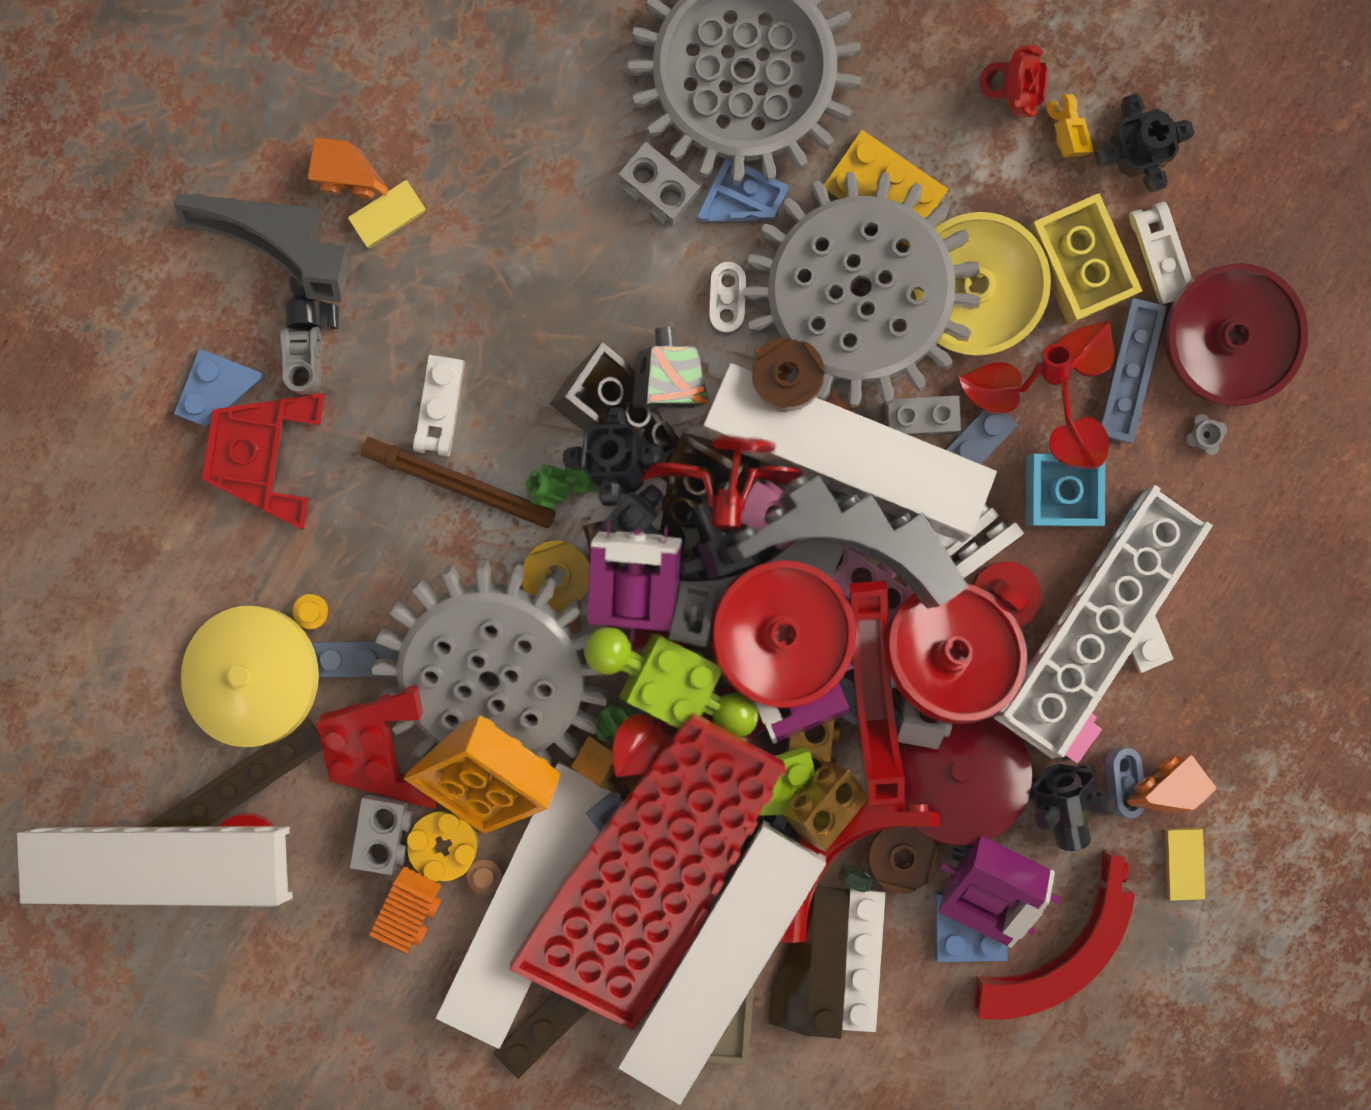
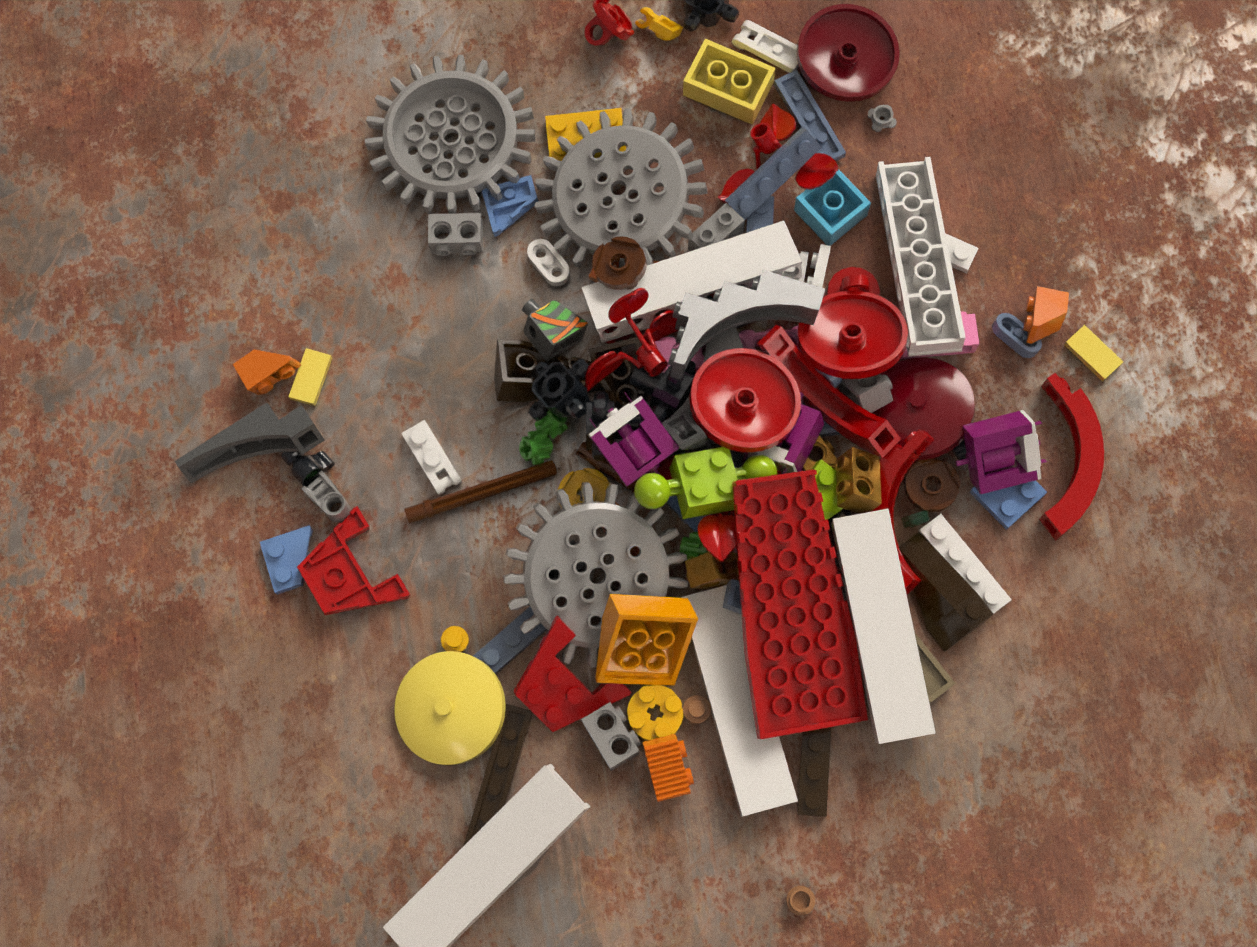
camera: 35 degrees left, 15 degrees down
(1010, 283) = (701, 120): light yellow dish -> none
(1034, 408) = (773, 173): none -> sand blue plate
(1066, 801) = (993, 368): black piece -> none

